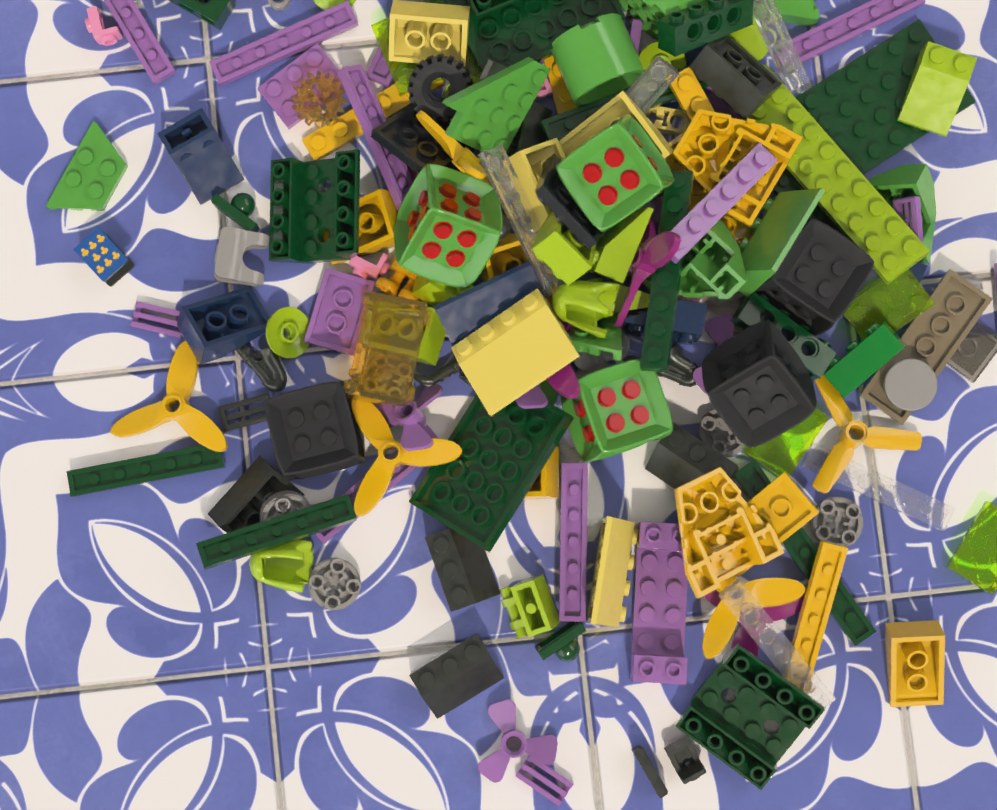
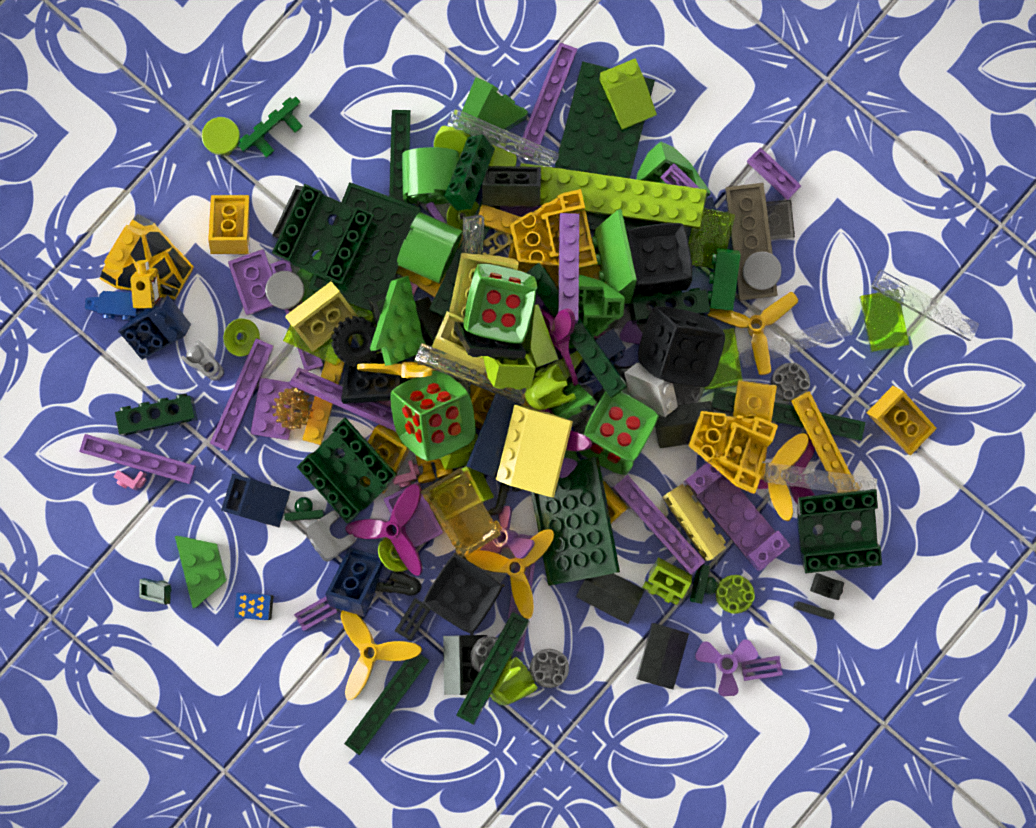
camera: 40 degrees left, 0 degrees up
(24, 156) = (155, 590): none -> tile
(326, 299) = (400, 517): none -> magenta piece
(586, 681) = (735, 594): none -> lime tile
(688, 401) = (651, 390): none -> white brick

